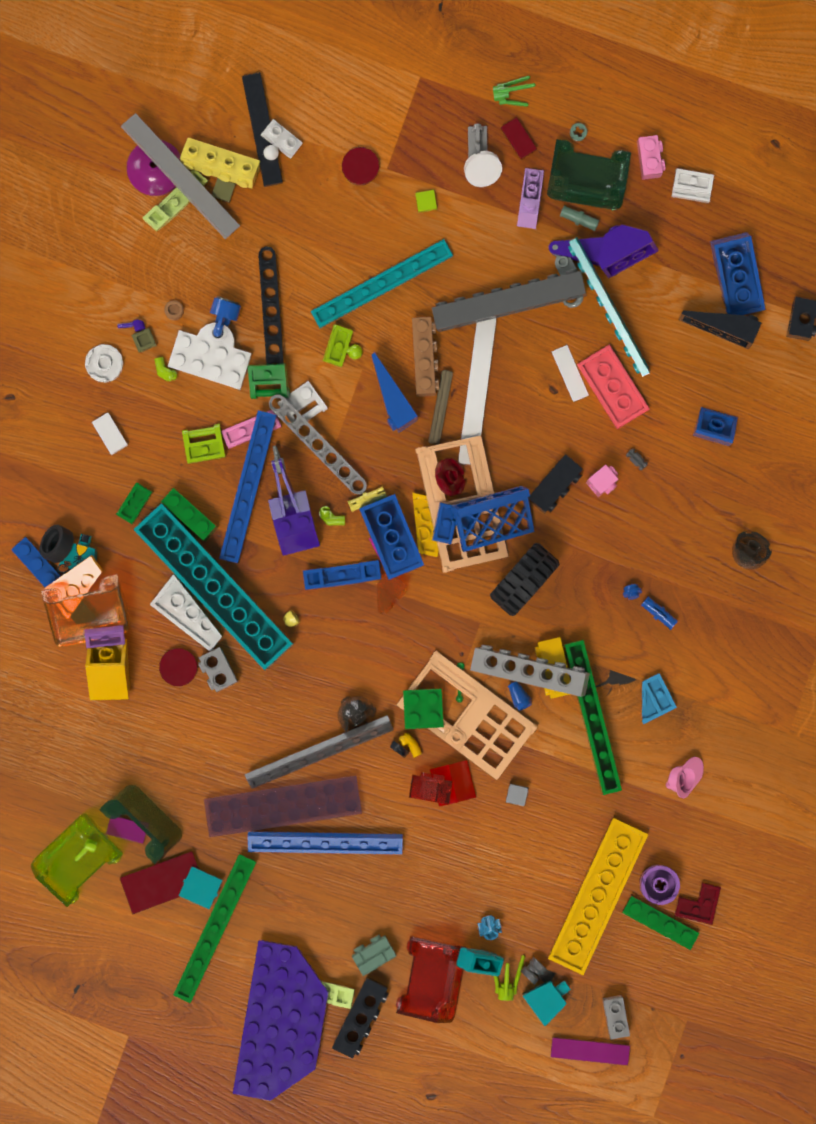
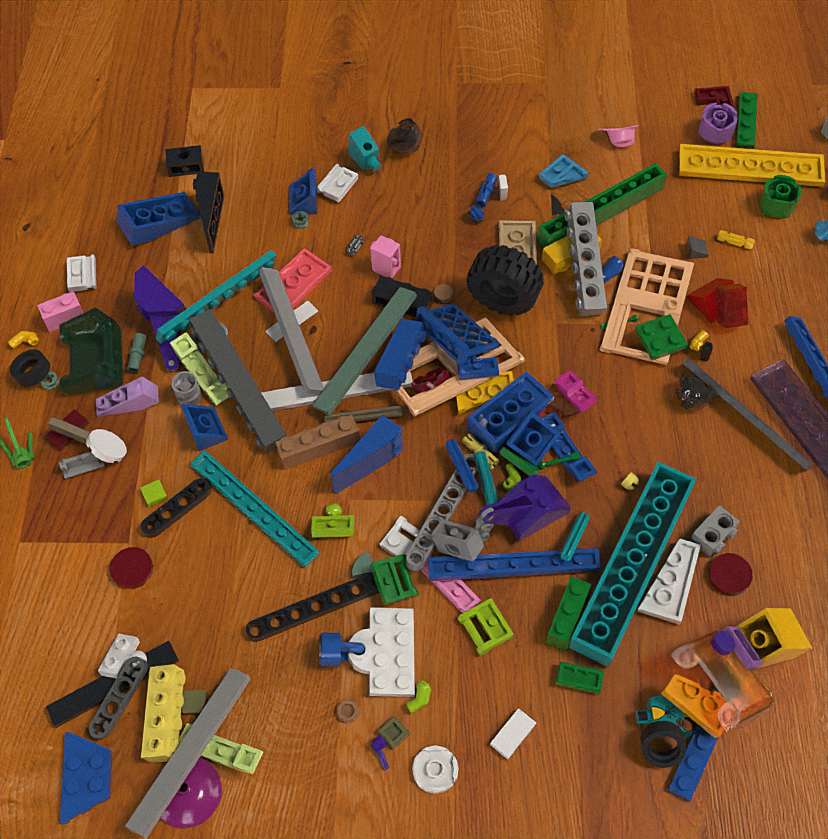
camera: 115 degrees left, 25 degrees down
(110, 619) = (723, 643): none -> dark purple tile
(194, 92) = (85, 776): none -> blue wing
(245, 130) = (121, 699): none -> dark grey beam
(254, 547) = (574, 536): none -> teal axle
(278, 442) = (457, 540): none -> light grey brick
(293, 360) = (362, 566): none -> sand green tile
(328, 578) = (575, 456): none -> green hinge
(334, 492) = (486, 477): none -> teal axle
(342, 529) = (519, 461): none -> green tile
(350, 474) = (462, 465): none -> blue axle
(357, 547) = (533, 438): none -> blue slope
(388, 601) = (574, 391): none -> dark pink slope
(406, 216) = (179, 510): none -> black beam
(477, 260) = (204, 425): none -> blue slope
(484, 457) = (399, 354): none -> blue brick
(502, 428) = (364, 351): none -> sand green tile
(509, 139) = (68, 429): none -> dark tan tile
(513, 837) = (735, 239): none -> yellow axle
(519, 253) = (186, 388): none -> light grey wheel
(544, 913) = (780, 196): none -> green brick
(549, 526) = (443, 293): none -> medium nougat tile
(551, 366) = (291, 331): none -> light grey tile
(554, 264) = (196, 364): none -> yellowish green slope
(583, 620) = (519, 235): none -> tan tile
(599, 105) = (34, 375): none -> black tyre
(634, 117) = (24, 336): none -> yellow arm
(656, 630) = (502, 187): none -> white tile
(692, 412) = (300, 225): none -> sand green bush
(720, 466) = (337, 183): none -> white plate
(755, 500) = (363, 149): none -> teal torso

